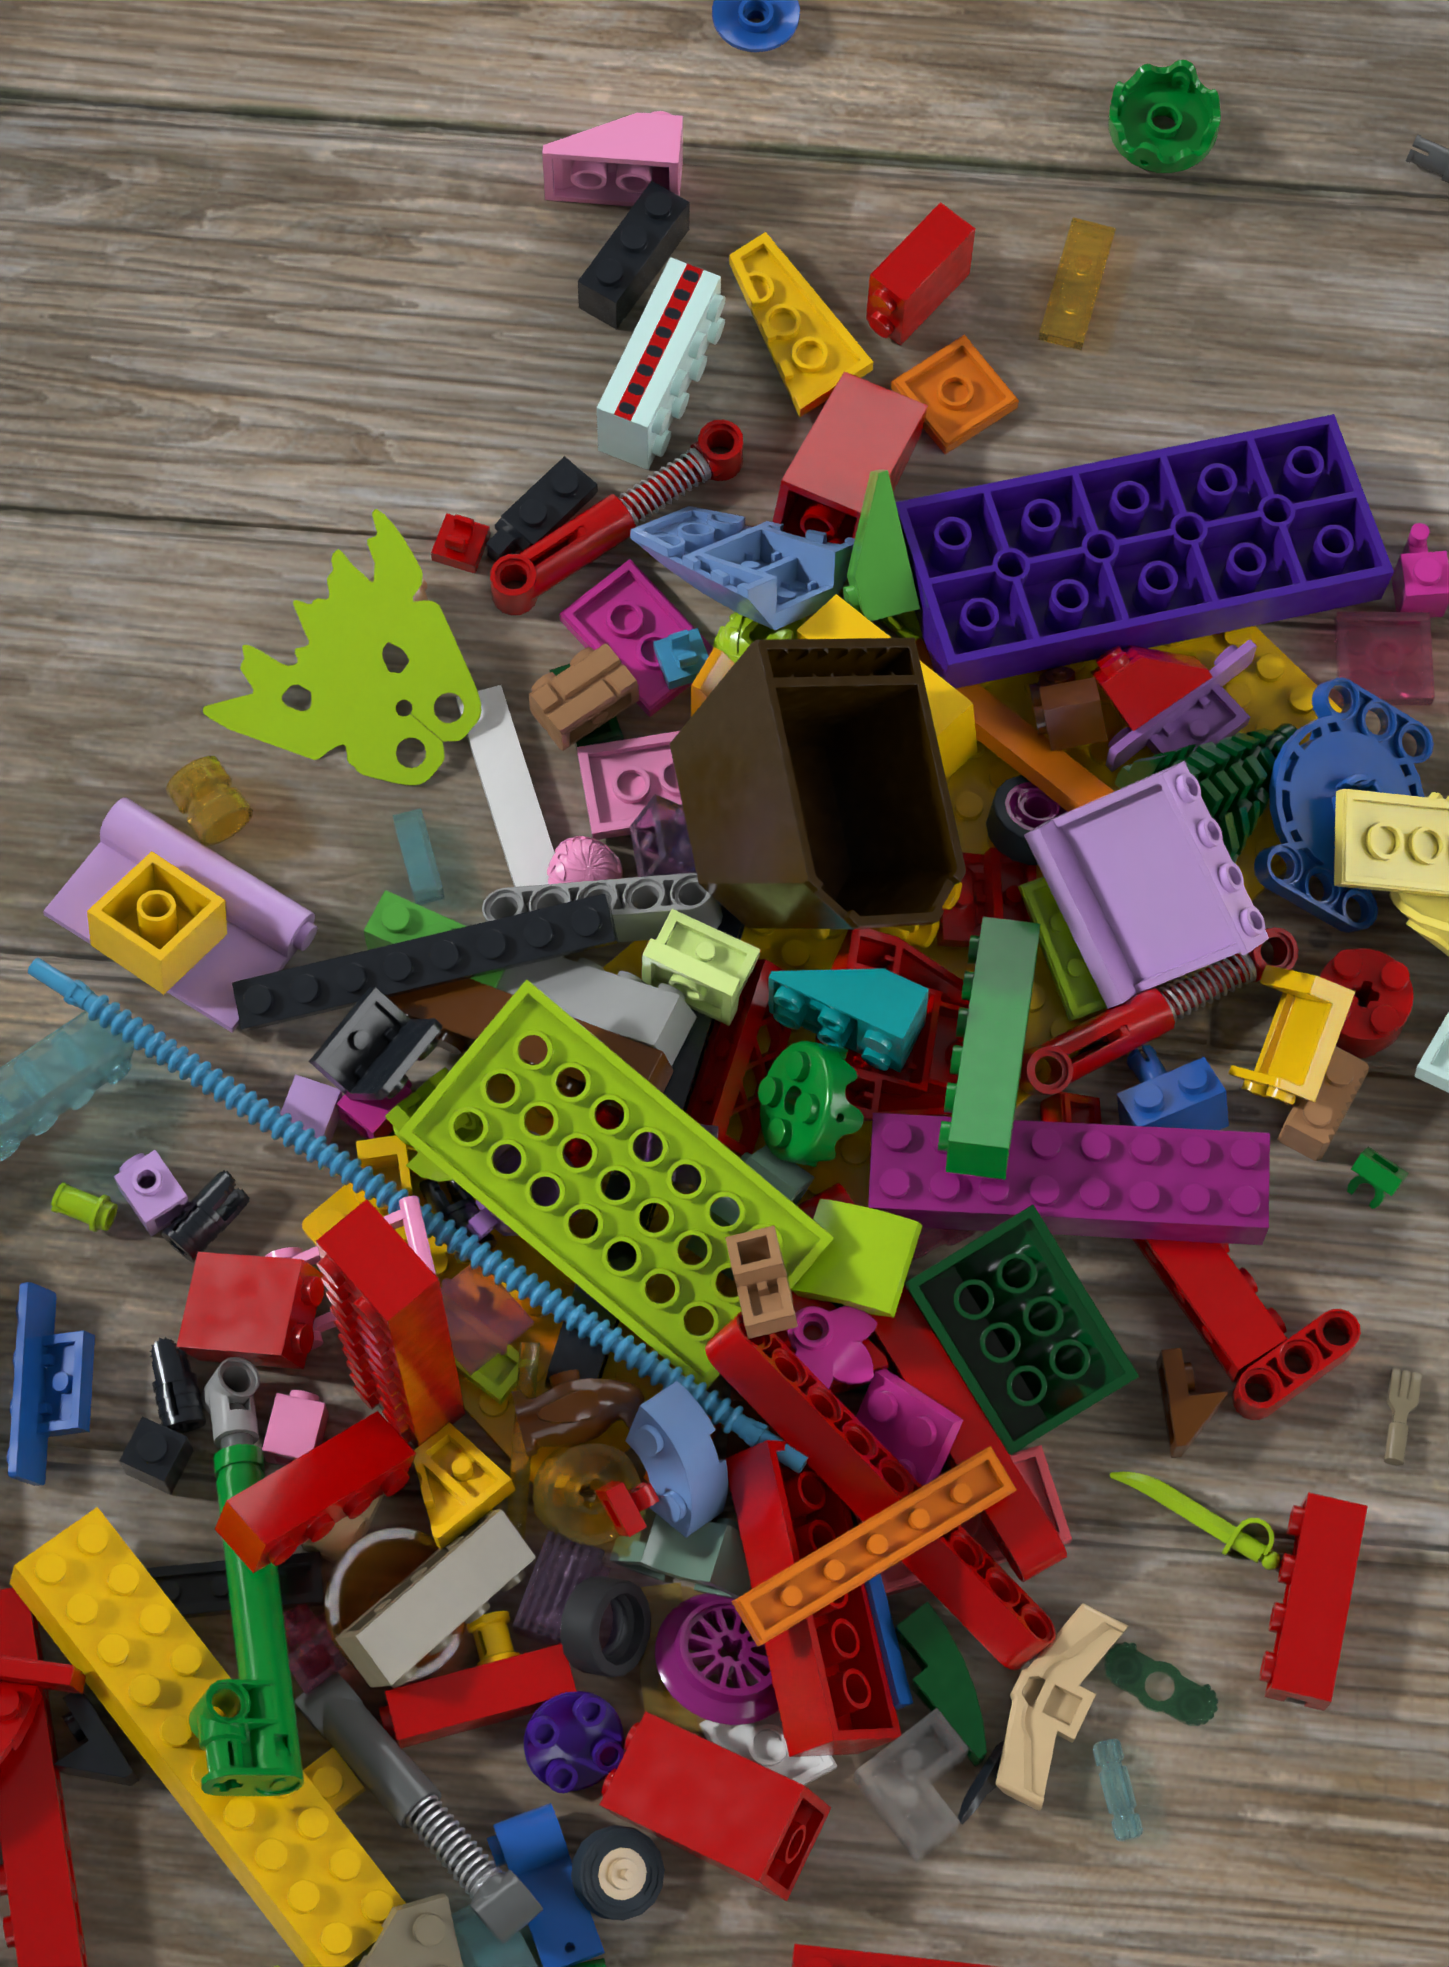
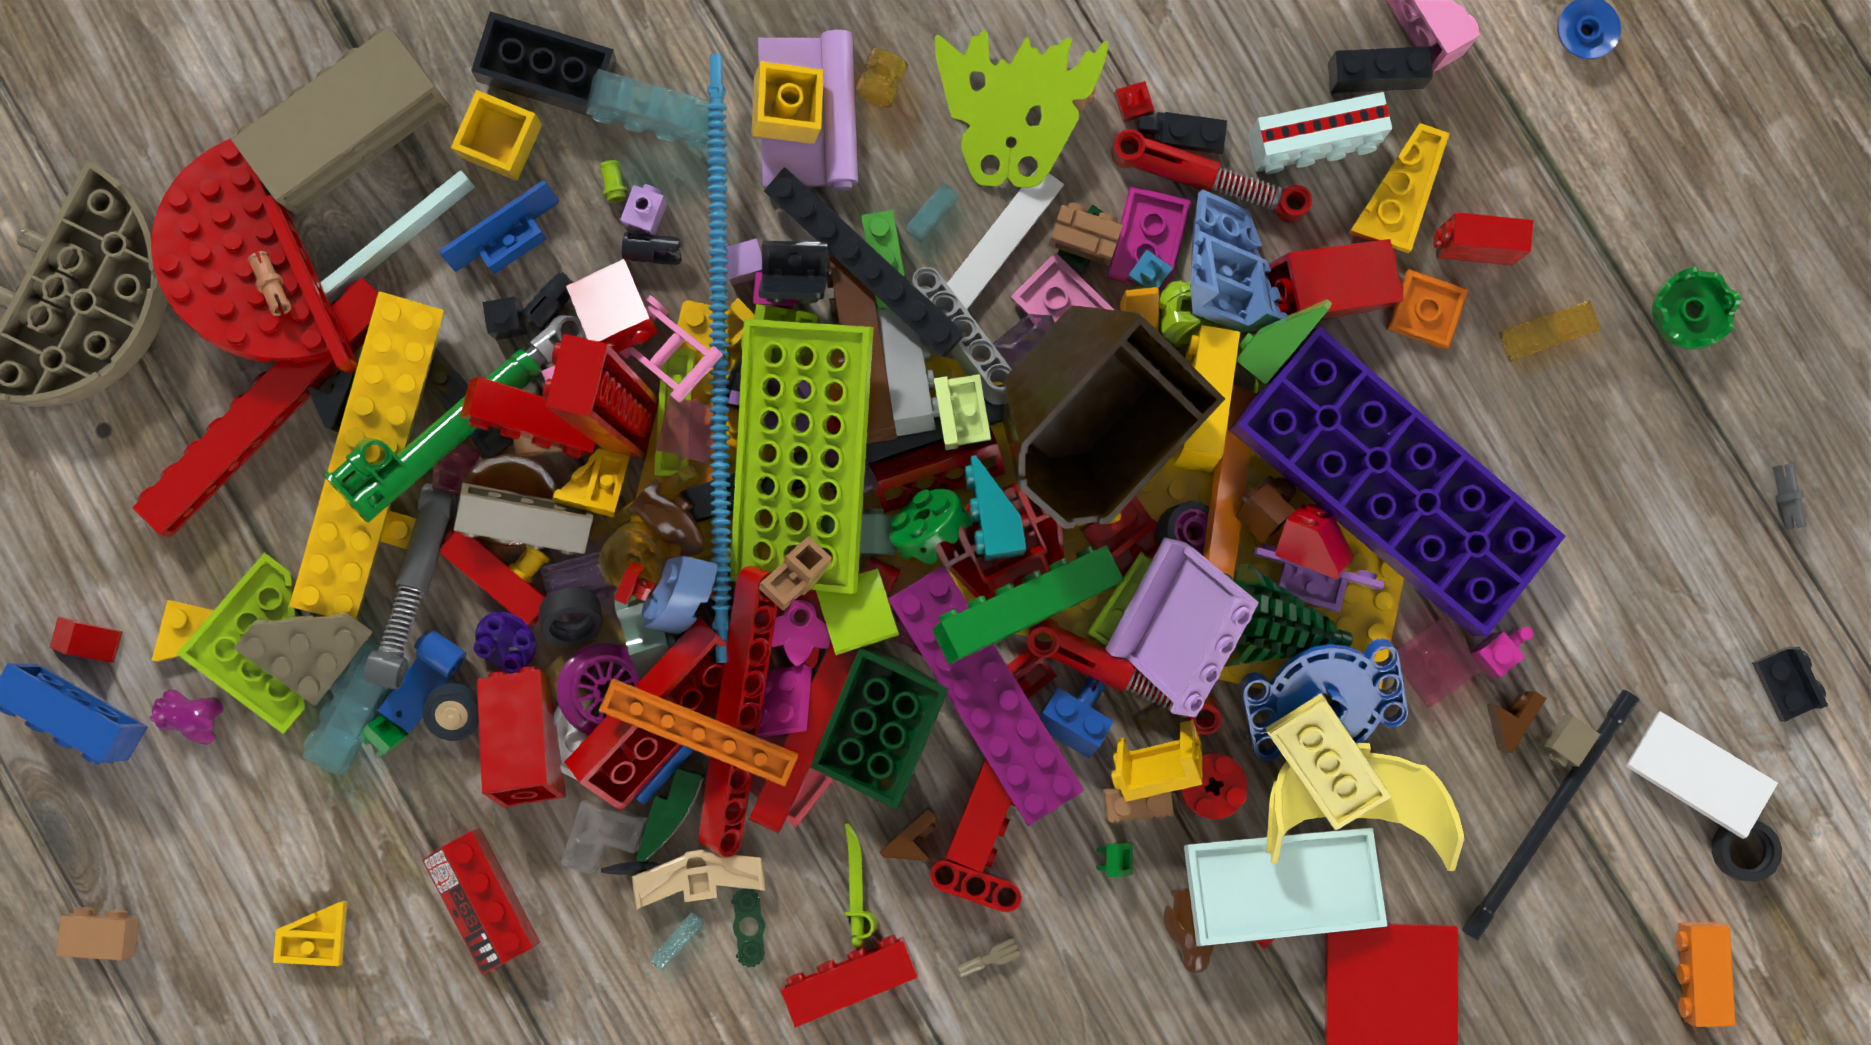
camera: 55 degrees right, 15 degrees up
(583, 860) = (988, 306): bright pink hair -> none

